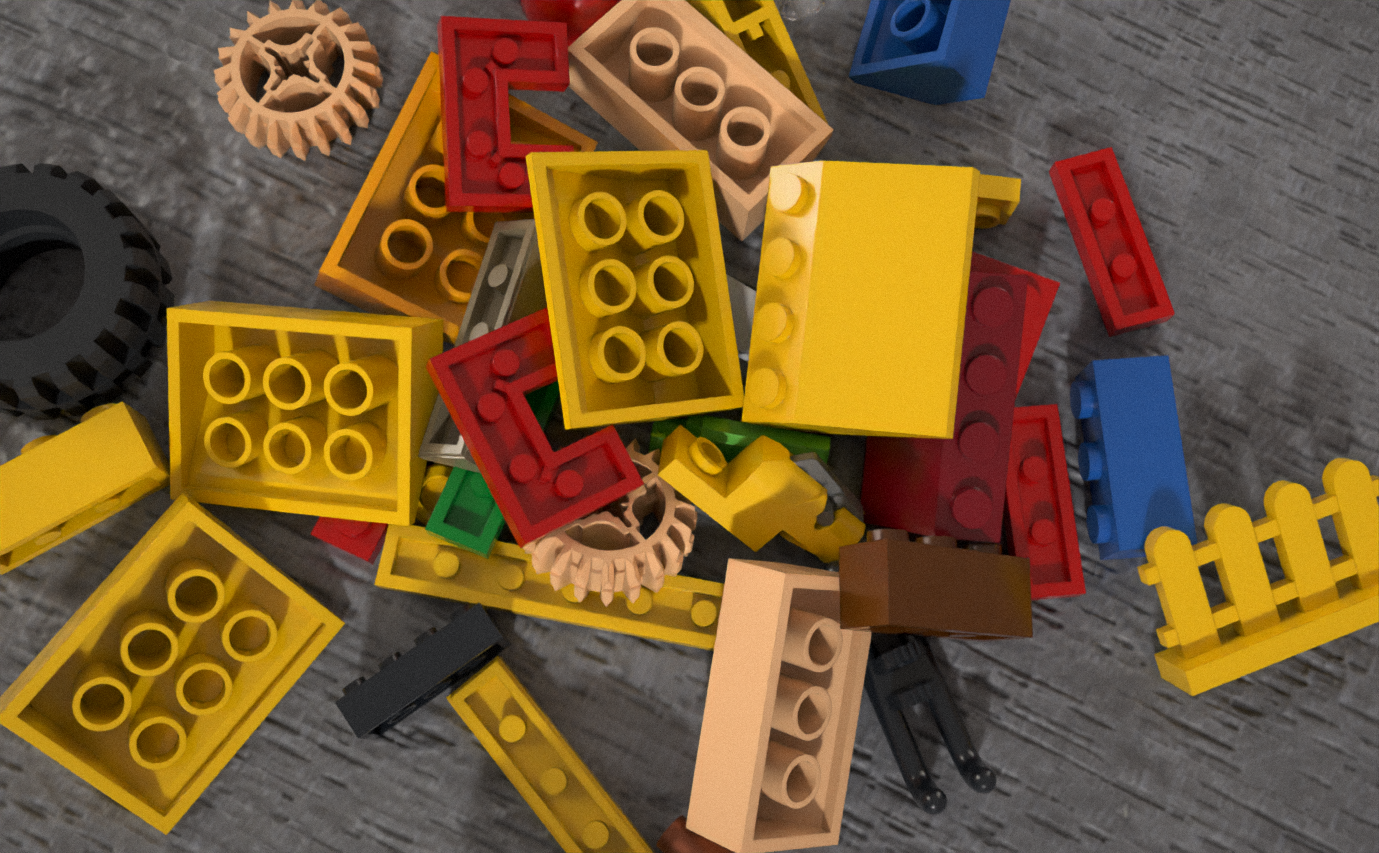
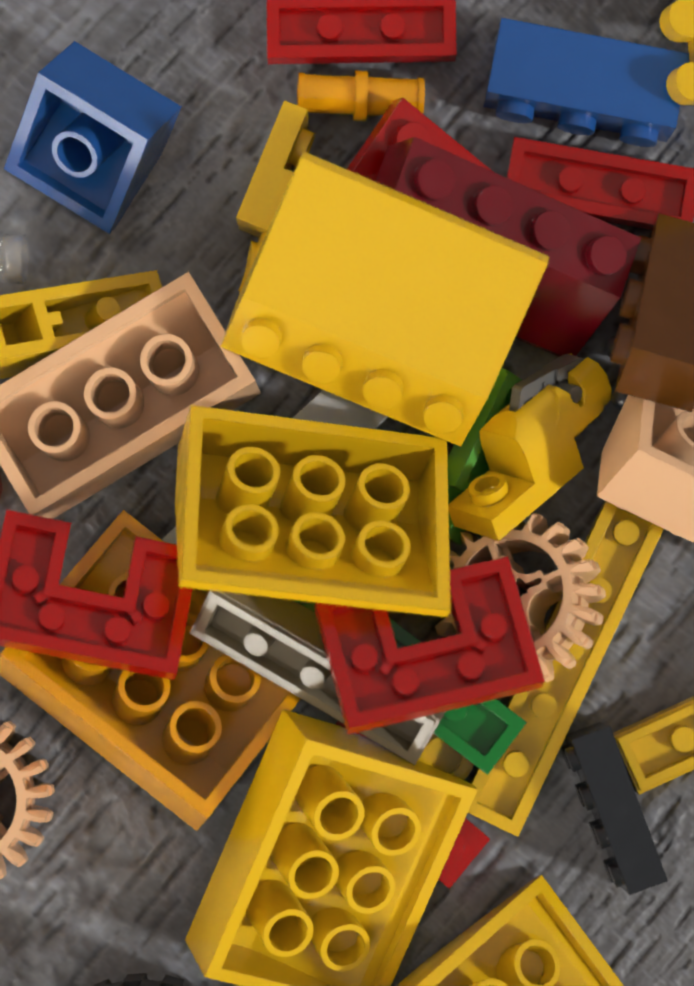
camera: 70 degrees left, 10 degrees up
(1048, 252) = (356, 94): none -> light orange pin

